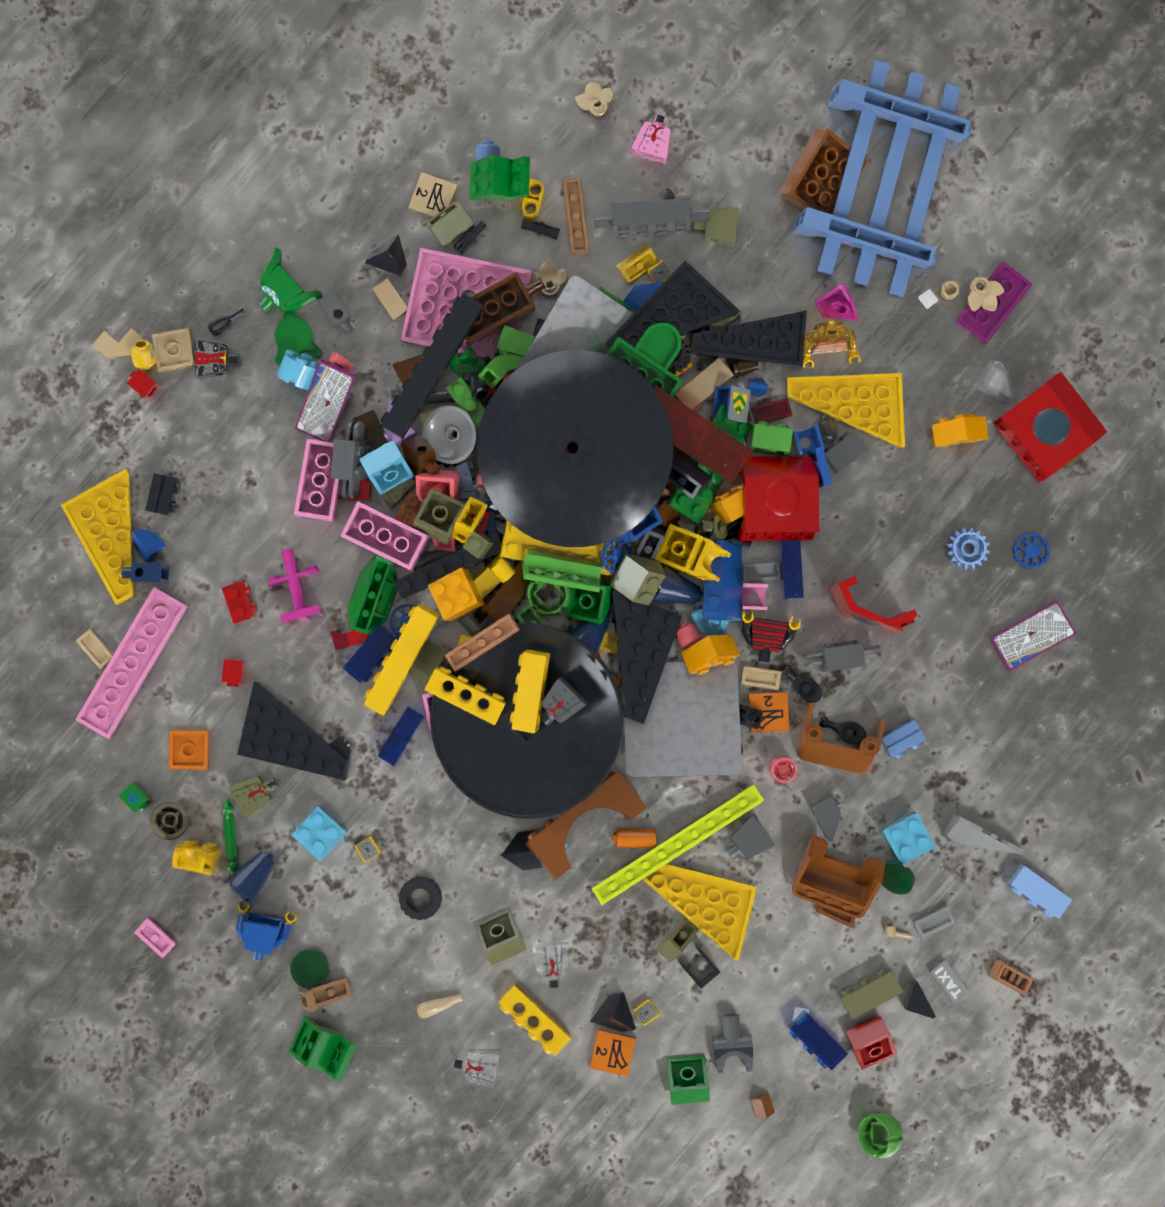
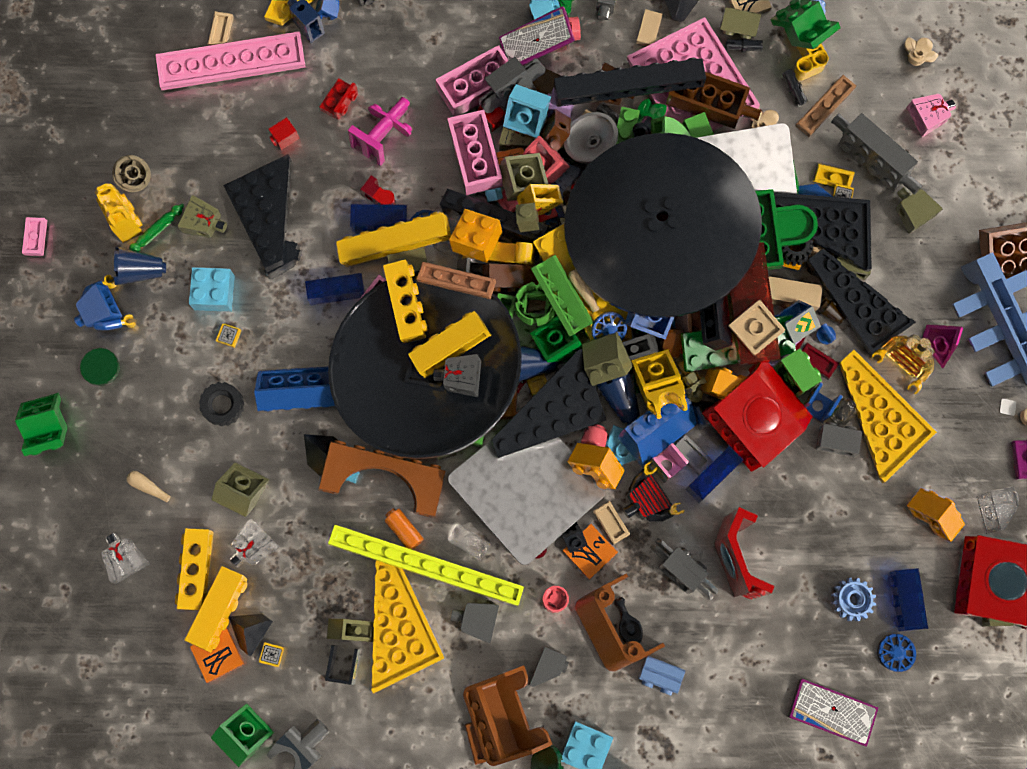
camera: 45 degrees right, 10 degrees down
(135, 797) = (131, 139): green brick -> none
(189, 750) = (198, 150): orange tile -> none
(324, 994) = (88, 392): medium nougat bracket -> none
(372, 595) = (424, 184): green wedge -> none
(430, 548) = (494, 194): none -> medium azure piece
(454, 832) = (293, 389): none -> blue slope
(574, 551) = (583, 290): none -> tan piece
(579, 1026) = (216, 609): none -> yellow brick
(716, 449) = (756, 328): none -> tan tile
(805, 687) = (634, 563): black piece -> none
(820, 463) = (813, 427): blue tile -> none
(1002, 509) = (908, 599): none -> clear blue brick

